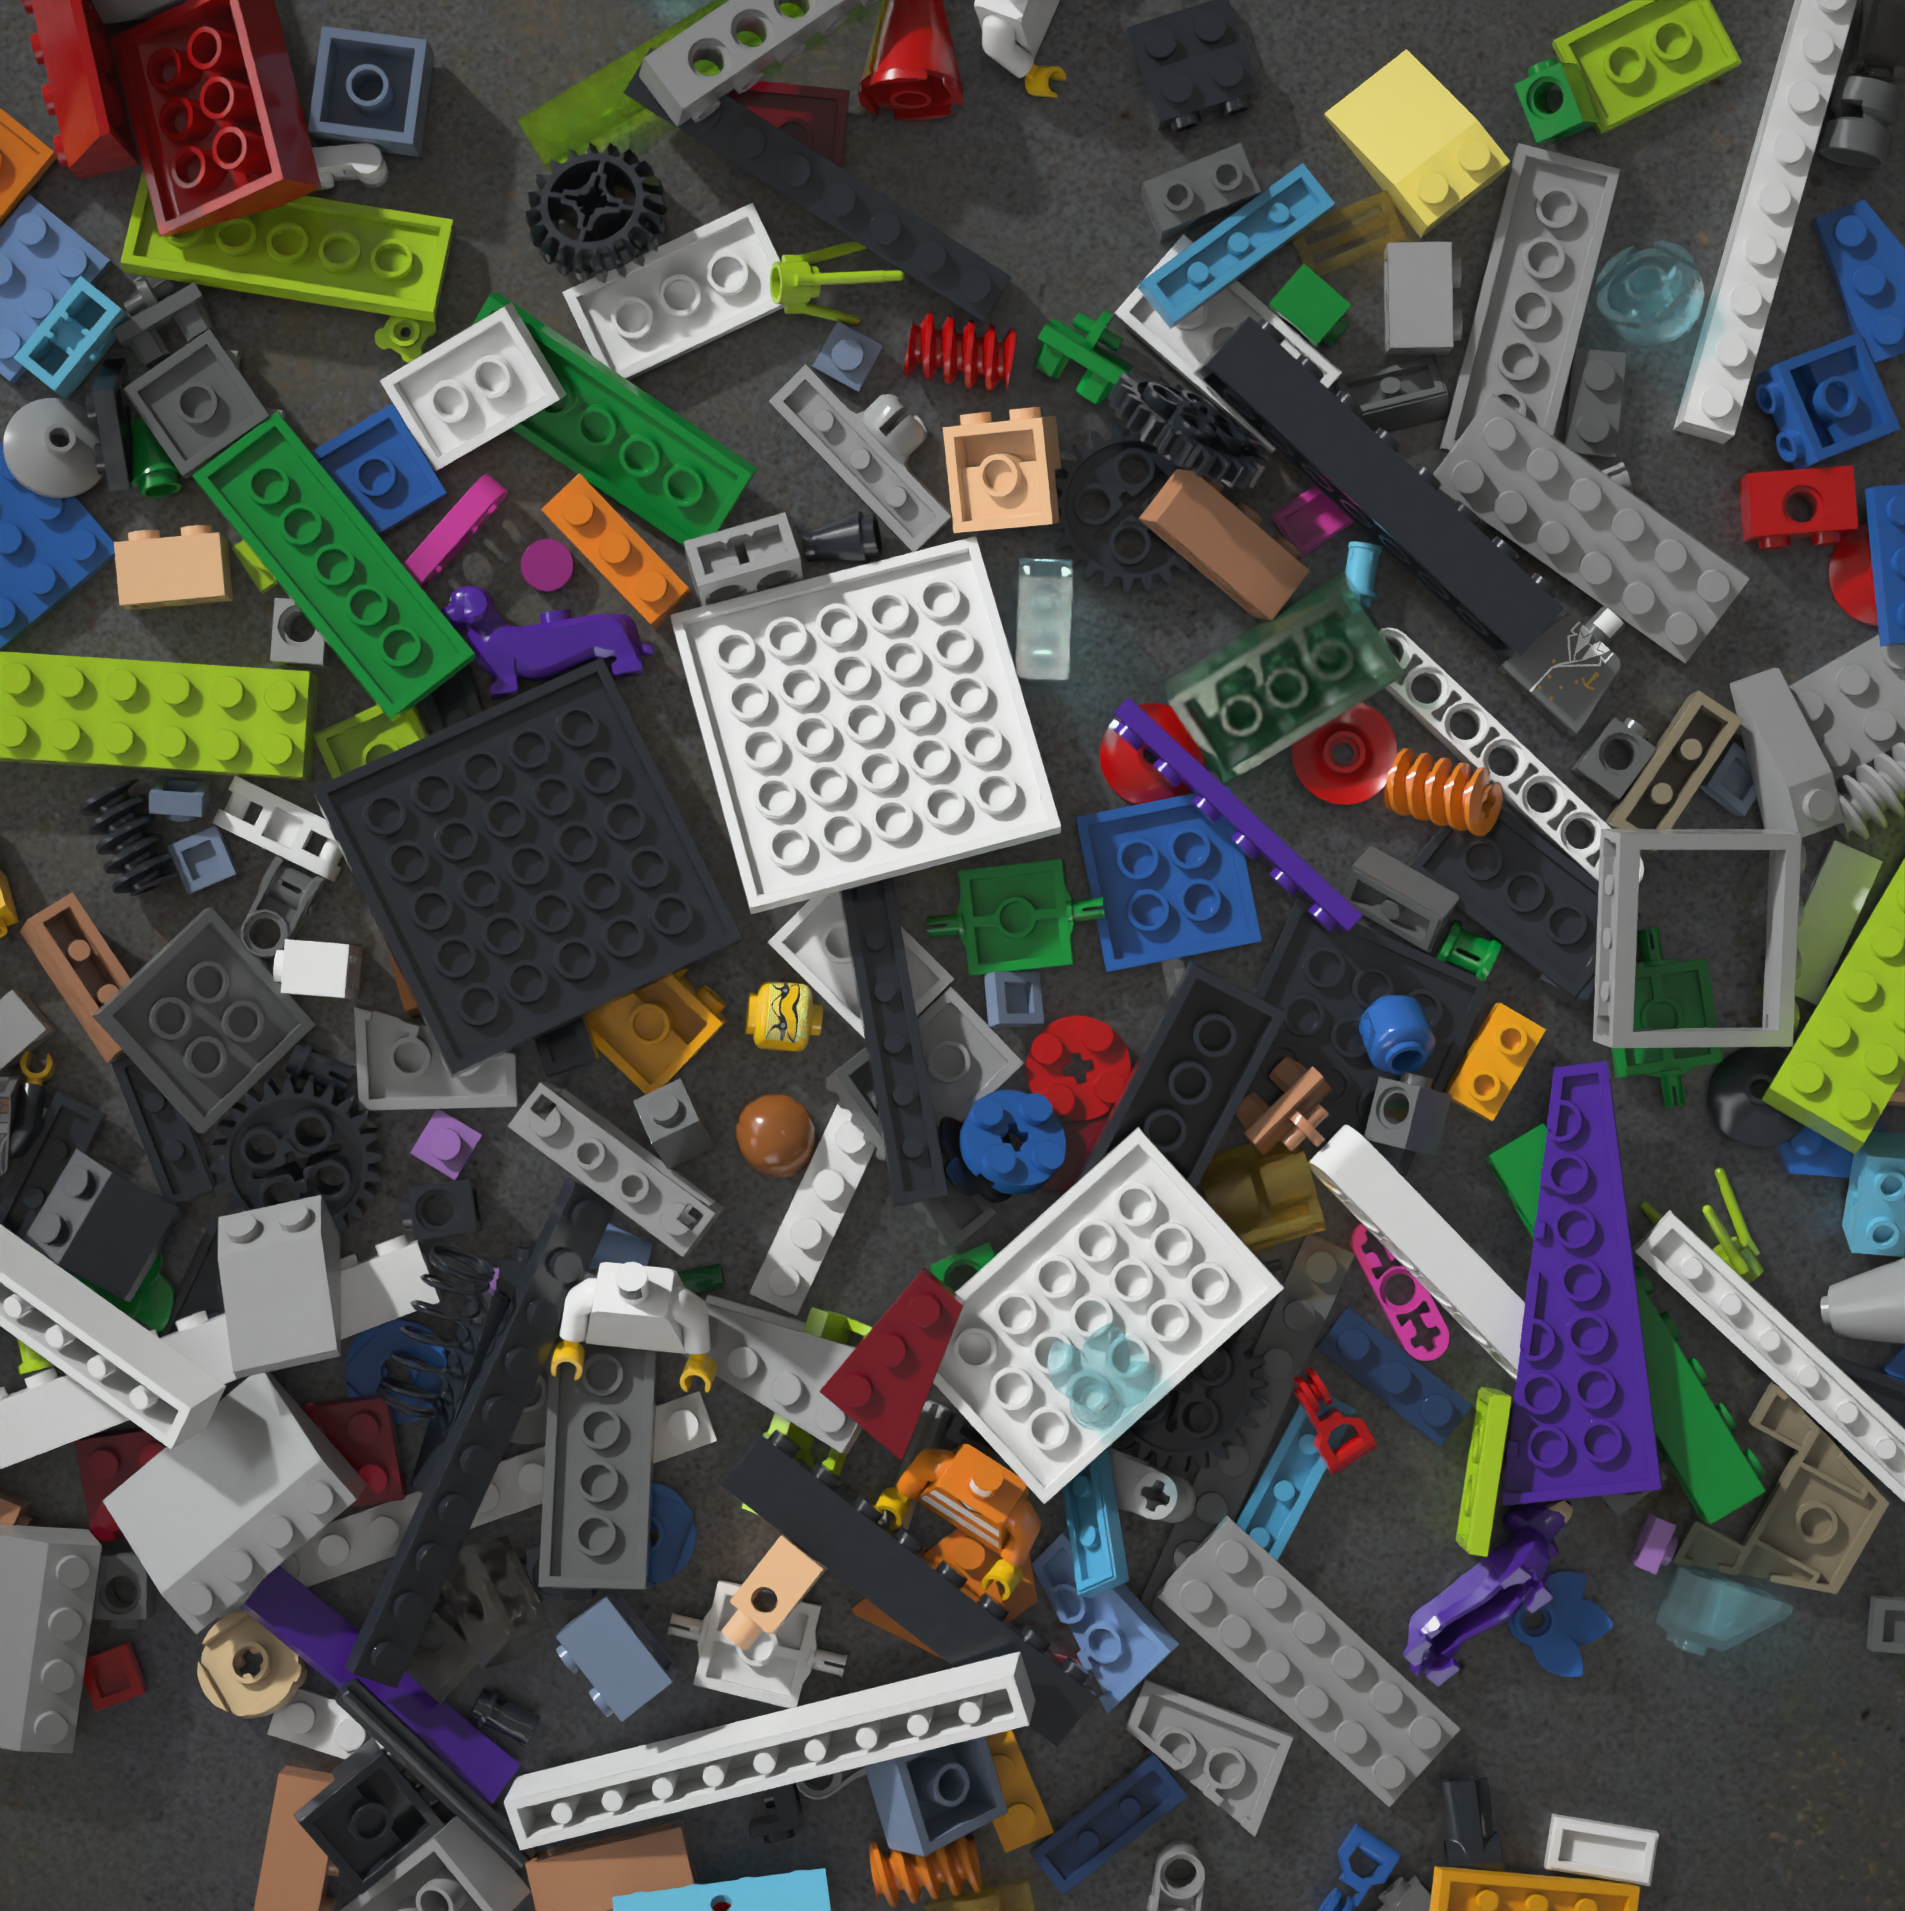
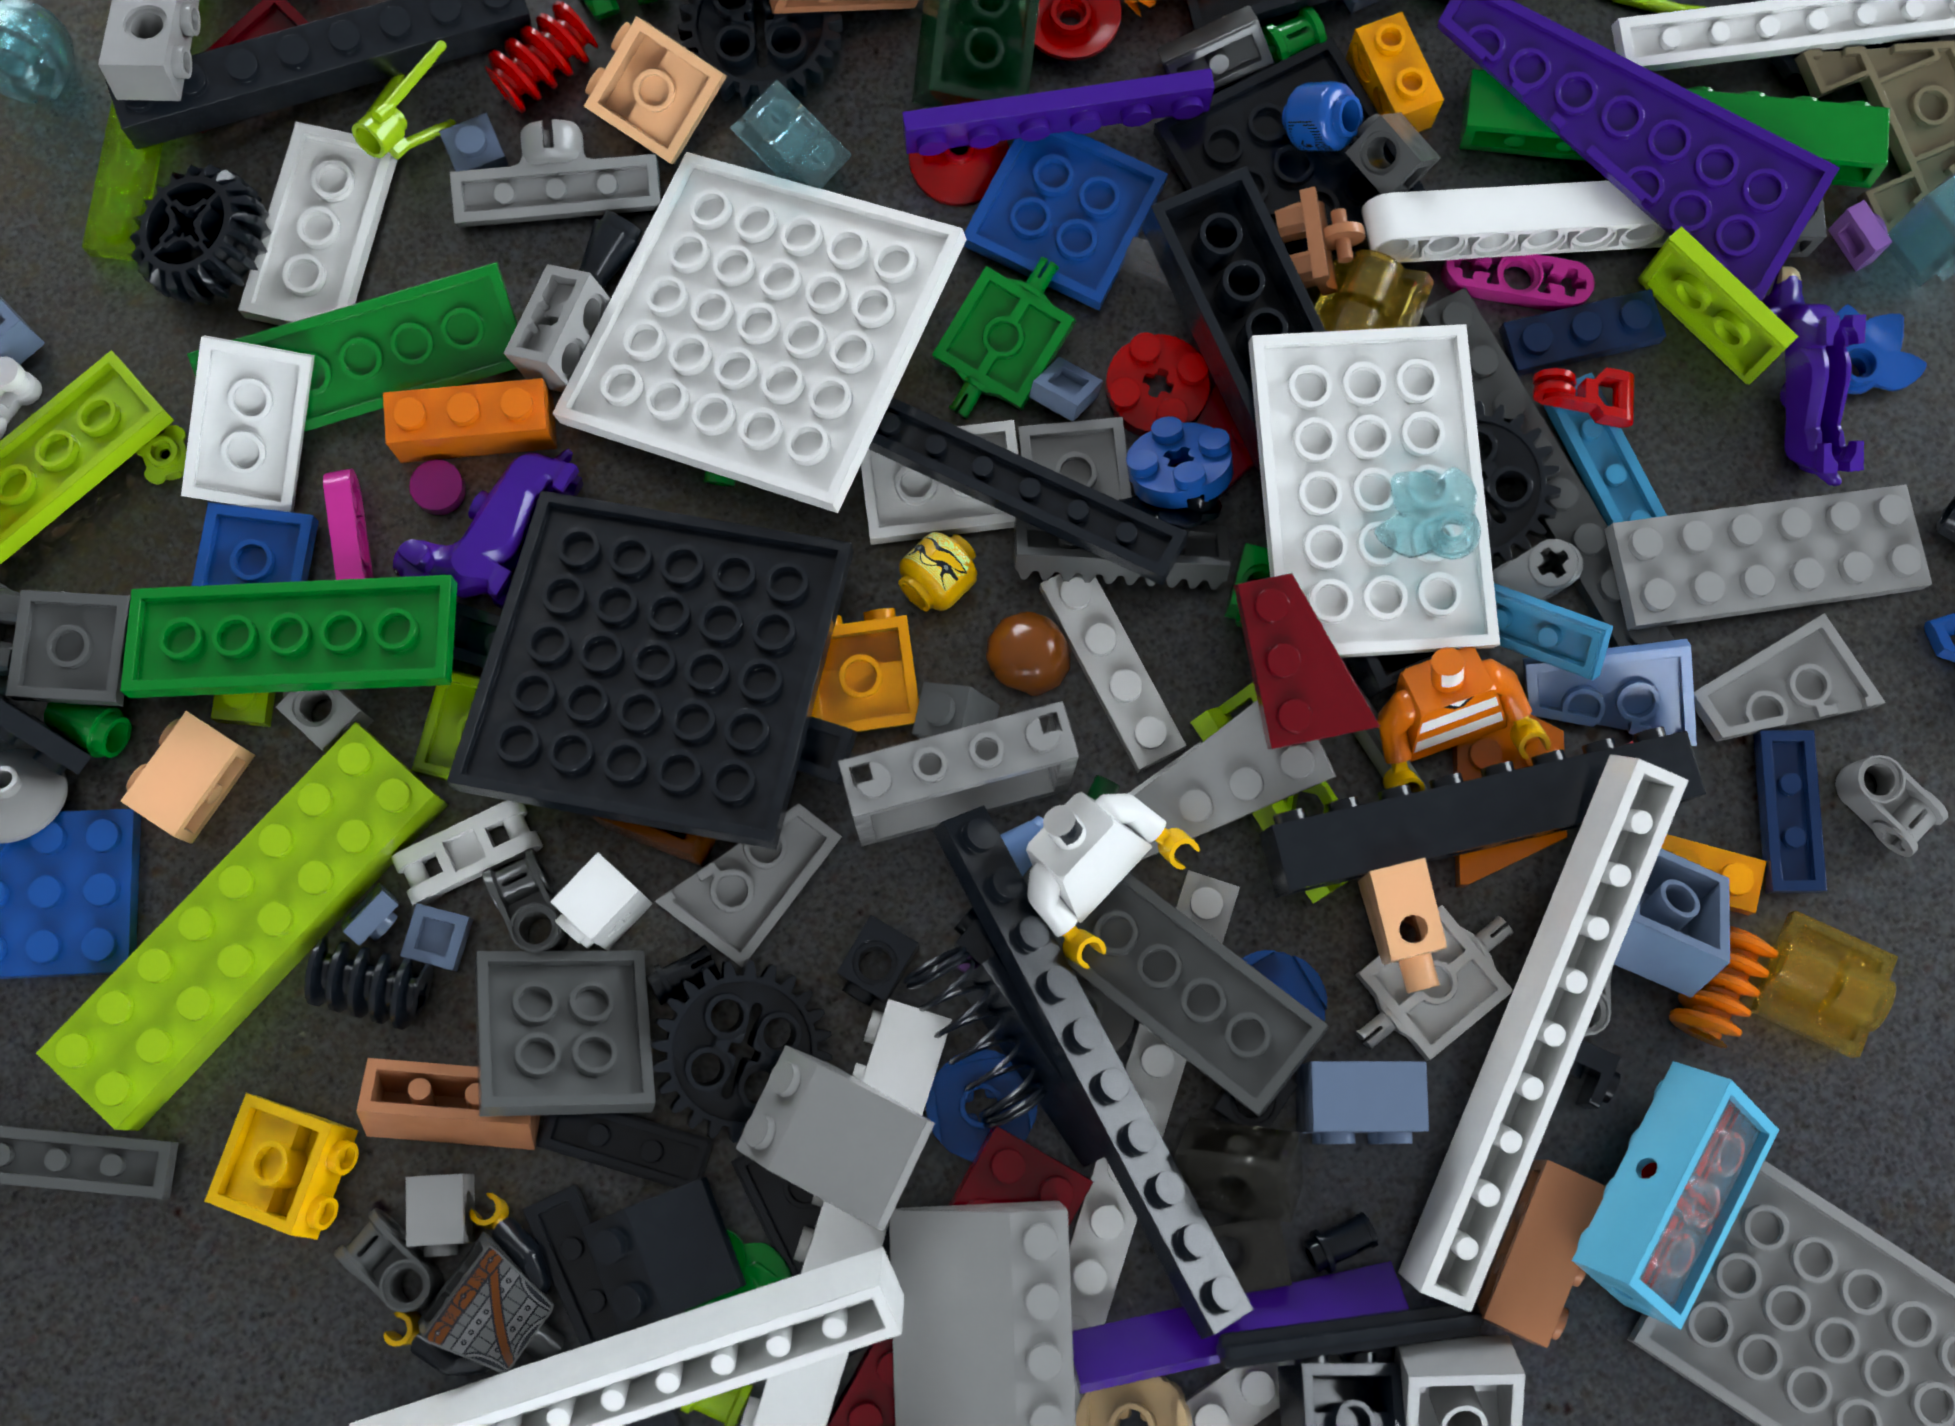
camera: 60 degrees left, 10 degrees down
(447, 1144) = (826, 920): medium lavender plate -> none

